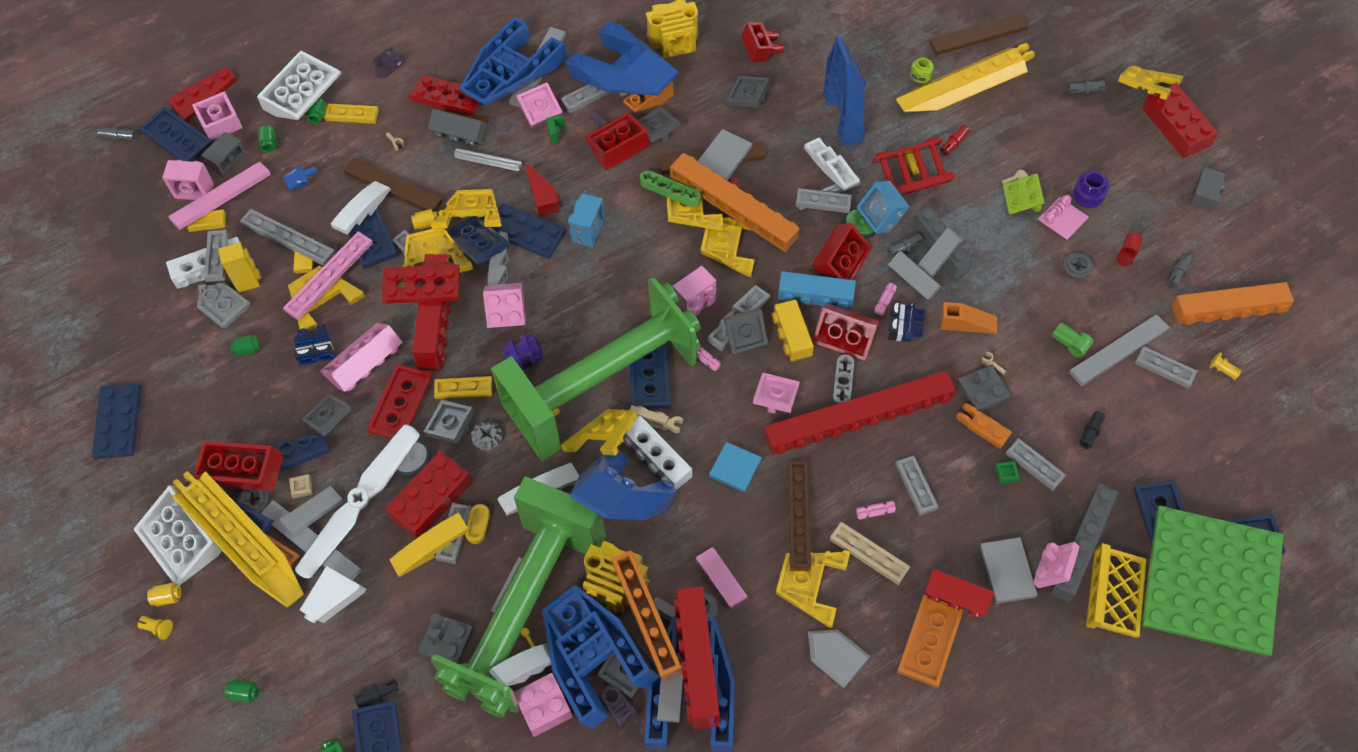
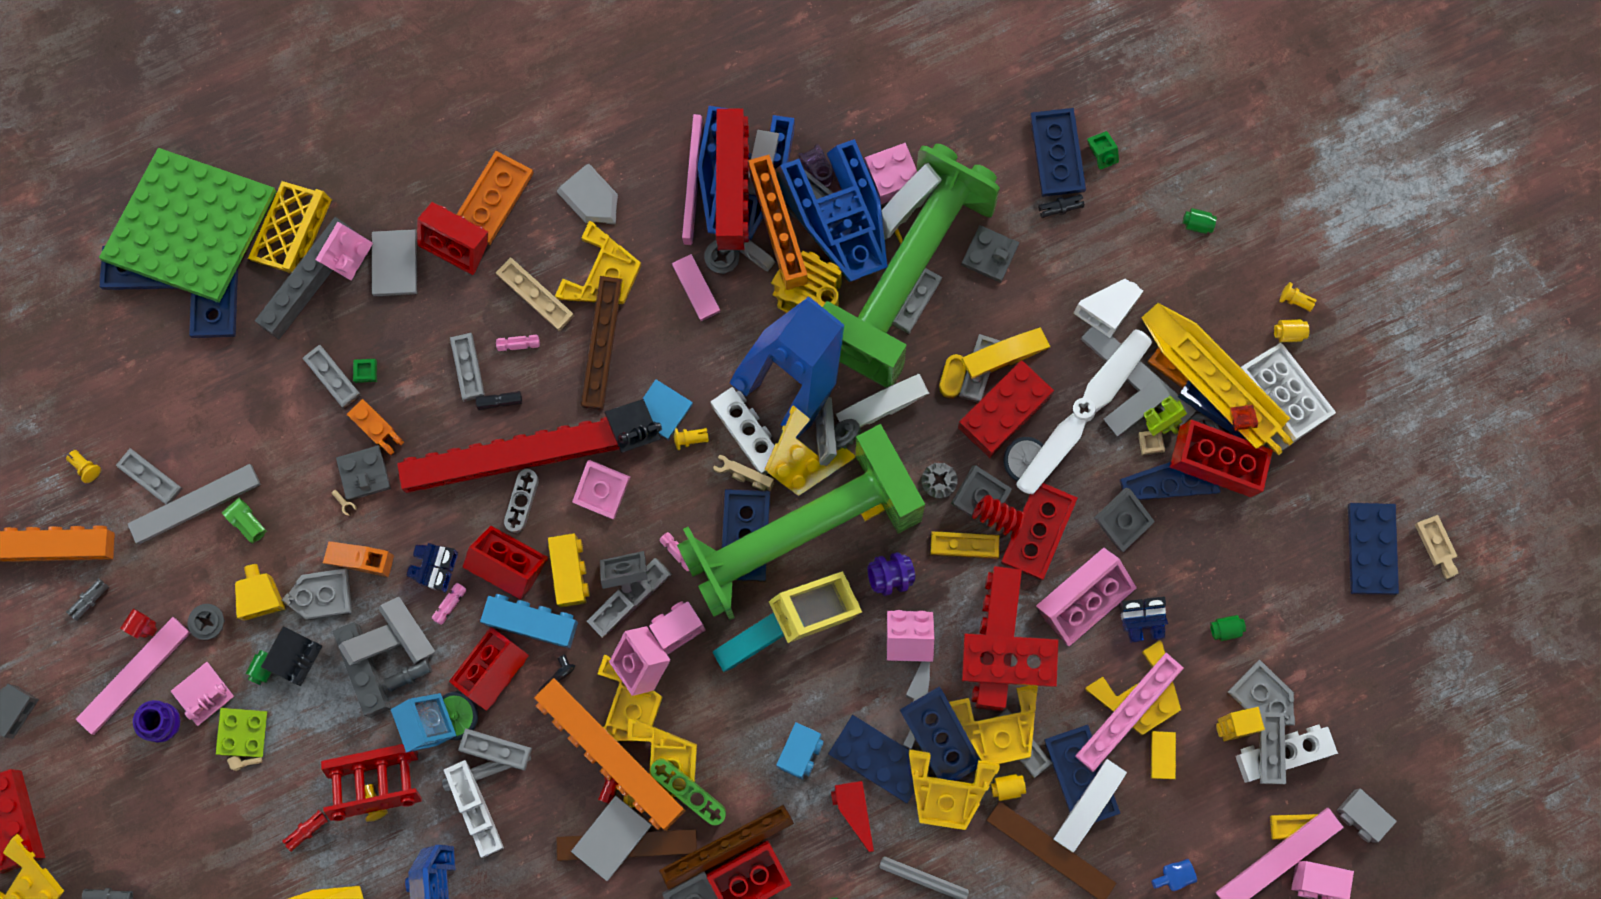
camera: 170 degrees left, 15 degrees up
(60, 427) = (1438, 545): none -> tan plate
(150, 229) = (1366, 816): none -> light grey brick
(213, 493) = (1243, 417): none -> clear red plate
(285, 499) = (1167, 419): none -> lime hips
(287, 237) = (1186, 783): light grey tile -> none
(433, 401) = (1000, 514): none -> red piece
(575, 460) = (841, 437): none -> dark grey gear
(582, 314) = (815, 606): none -> light yellow window
(585, 446) = (826, 434): none -> light grey tile
(622, 296) = (748, 643): none -> teal beam
(636, 159) = (726, 847): none -> reddish brown tile
(706, 444) = (690, 437): none -> yellow pin
(720, 262) = (639, 660): none -> bright pink brick
(739, 680) = (692, 182): none -> bright pink tile
(757, 441) = (633, 425): none -> black hinge
(780, 263) = (561, 673): none -> black bar
(883, 458) = (495, 401): none -> black piece
(991, 294) = (321, 594): none -> light grey tile
(999, 244) = (291, 656): none -> black hinge
(1022, 237) = (255, 671): none -> green brick
(1042, 286) = (256, 595): none -> yellow torso
(1092, 430) = (257, 406): black pin -> none
(1121, 225) = (133, 676): none -> bright pink tile

